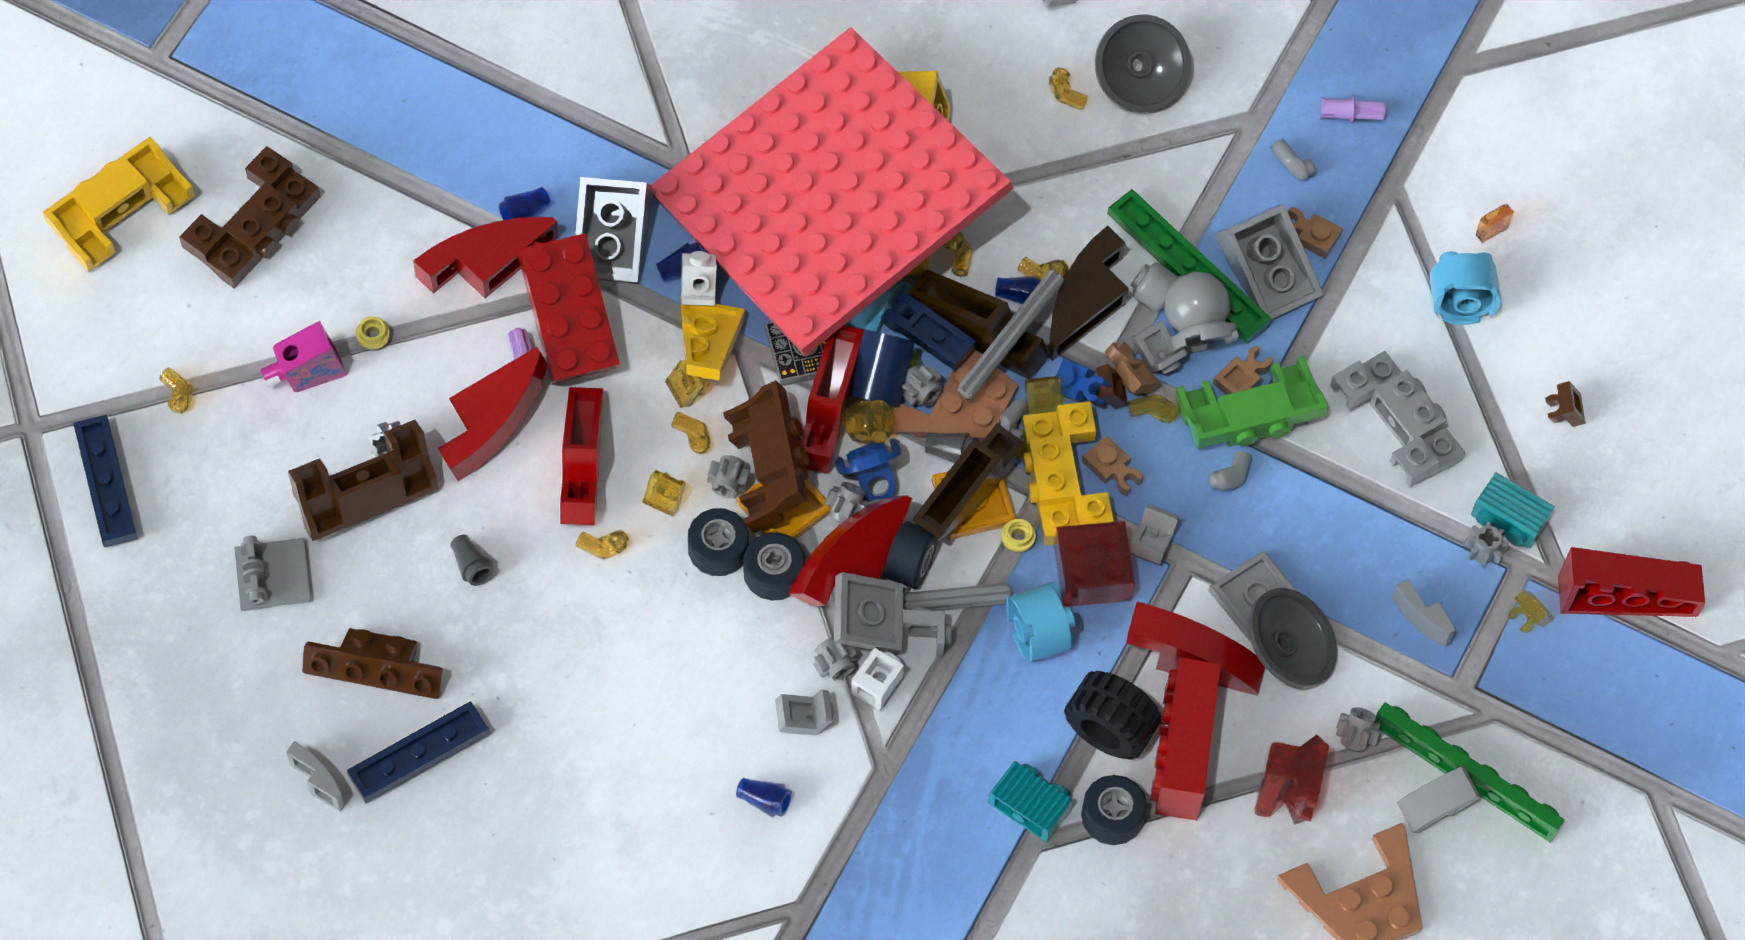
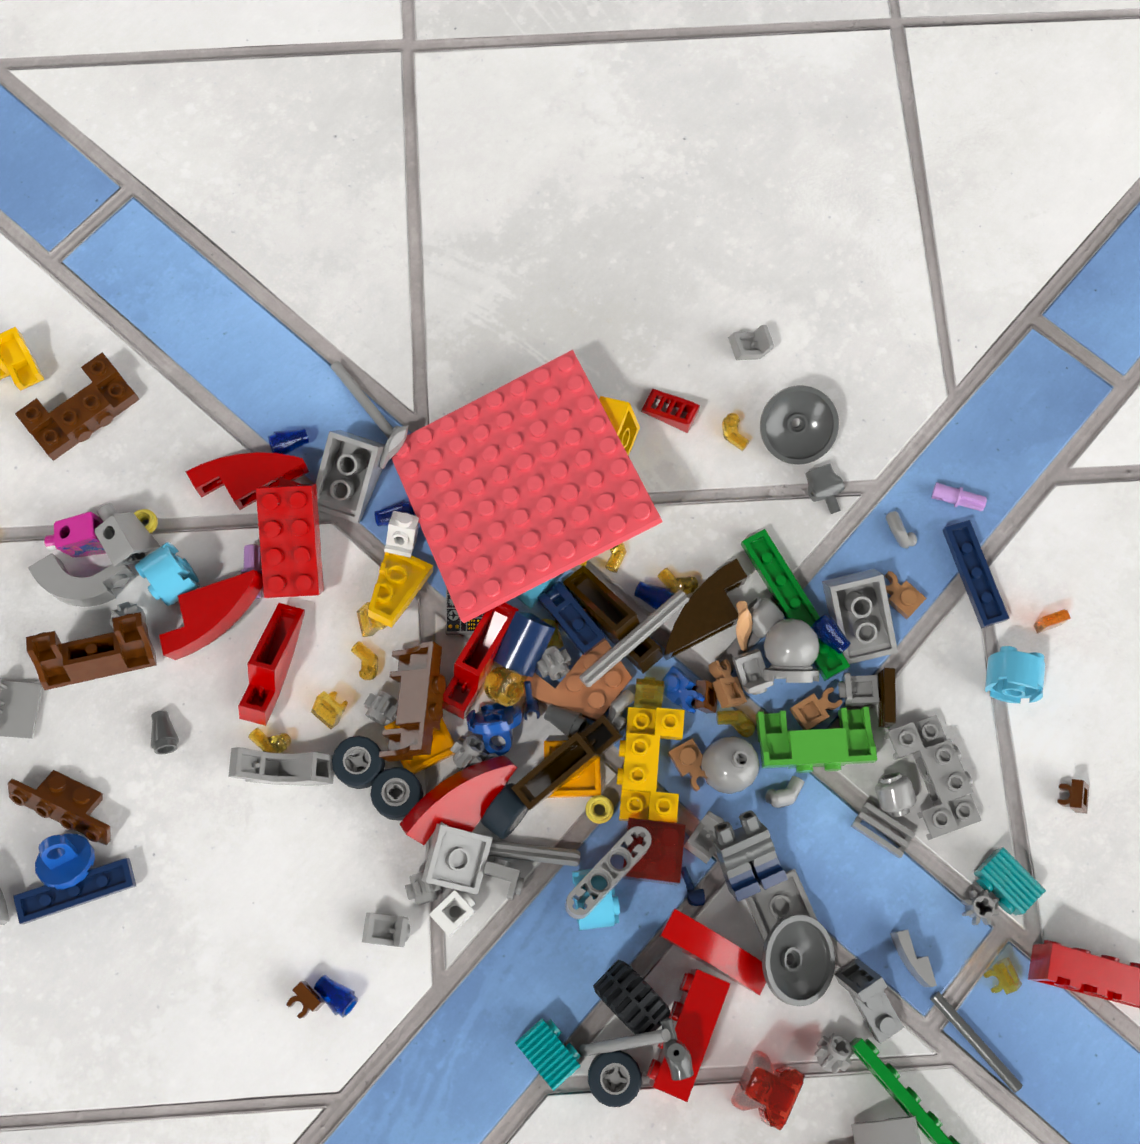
camera: 15 degrees right, 10 degrees up
(315, 424) = (77, 591): none -> light grey arch
(370, 354) = (123, 536): none -> light grey torso
(396, 716) = (64, 860): none -> blue tile
(427, 378) = (167, 574): none -> medium azure brick
(604, 143) = (361, 397): none -> light grey bar
(632, 567) = (281, 768): none -> light grey arch
(659, 180) = (393, 444): none -> light grey bar
(732, 802) = (308, 998): none -> reddish brown tile
(904, 437) = (530, 704): none -> dark blue hand
(994, 70) = (673, 420): none -> red slope
(1048, 578) = (607, 871): none -> light grey beam
(1117, 754) = (625, 1042): none -> light grey bar
(1135, 297) = (744, 624): none -> light nougat bar
(1158, 601) = (695, 897): none -> dark blue hand
(1160, 452) = (730, 764): none -> light grey cylinder
(1178, 737) = (676, 1054): none -> dark grey piece
(1191, 127) = (824, 485): none -> dark grey piece
(1204, 541) = (747, 856): none -> dark grey hips
(1240, 284) = (830, 633): none -> clear blue cone
(1288, 342) = (859, 690): none -> light grey bracket
(1323, 344) = (887, 698): none -> dark brown tile
(1357, 484) = (904, 843): none -> light grey tile
(1359, 445) = (895, 794): none -> light grey head
(1386, 665) = (869, 996): none -> bracket
(1393, 190) = (975, 574): none -> dark blue plate
(1517, 688) = (976, 1042): none -> dark grey bar

